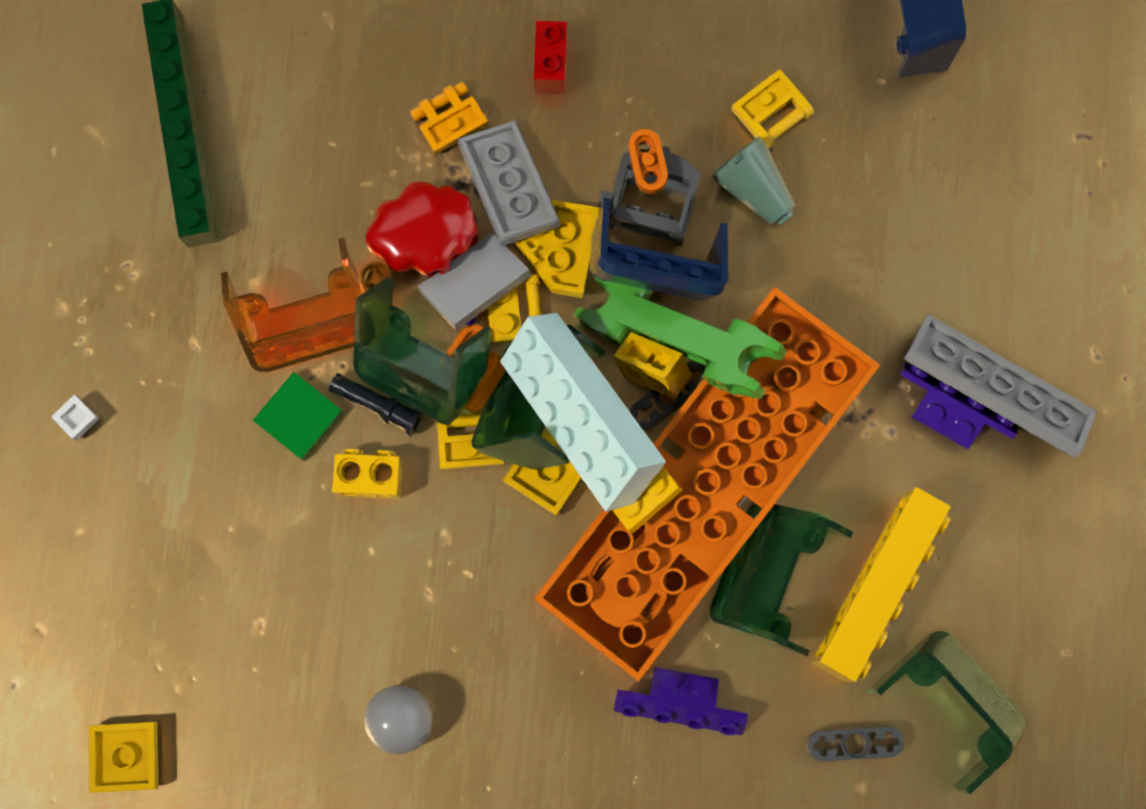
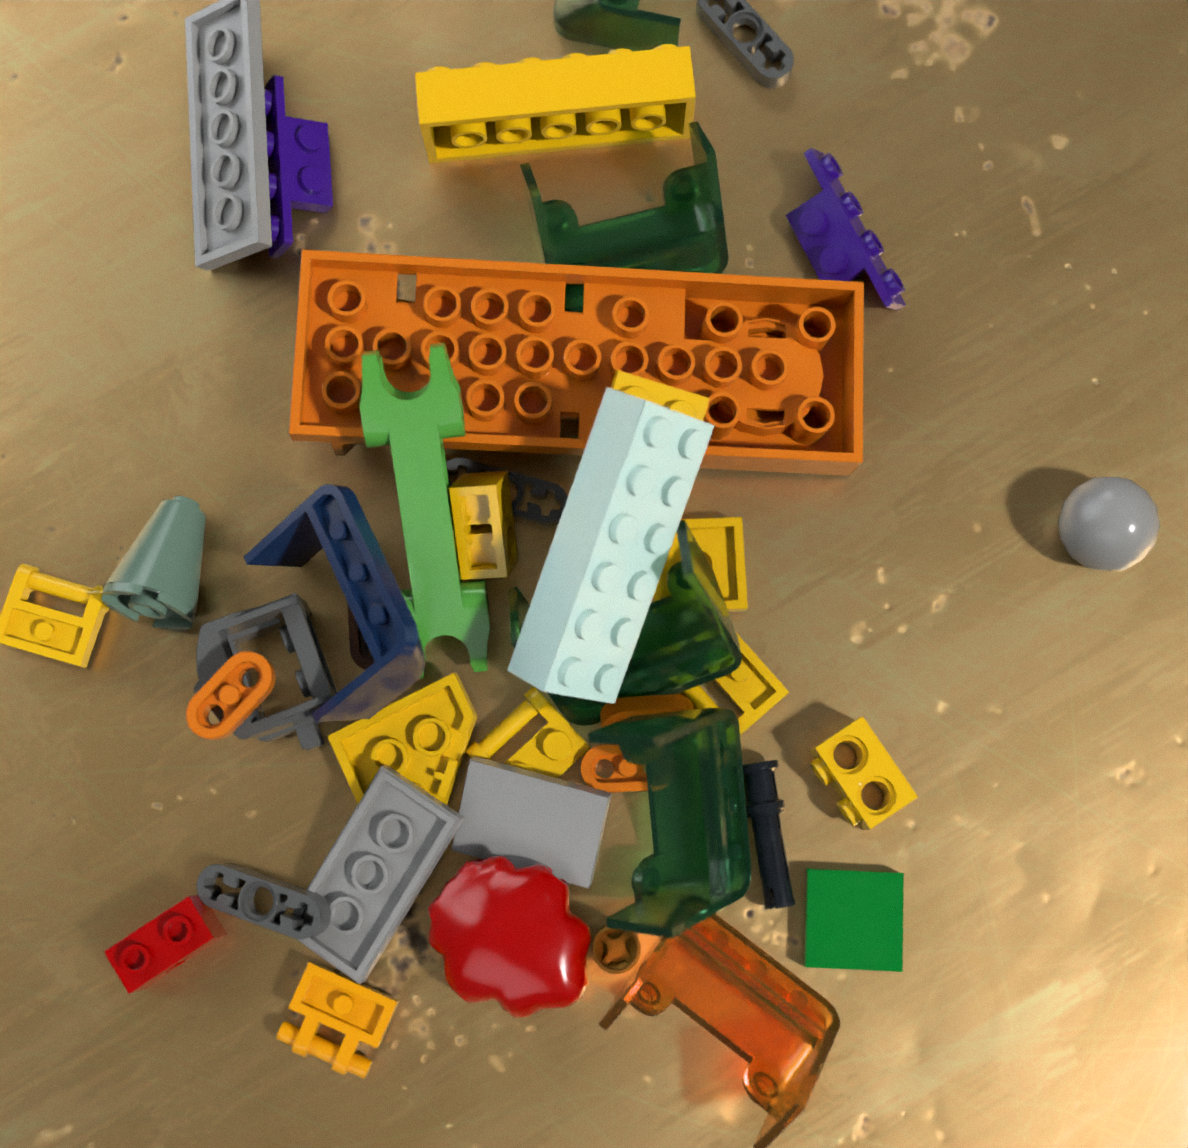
camera: 130 degrees left, 0 degrees up
(529, 130) = (284, 895): none -> dark grey beam

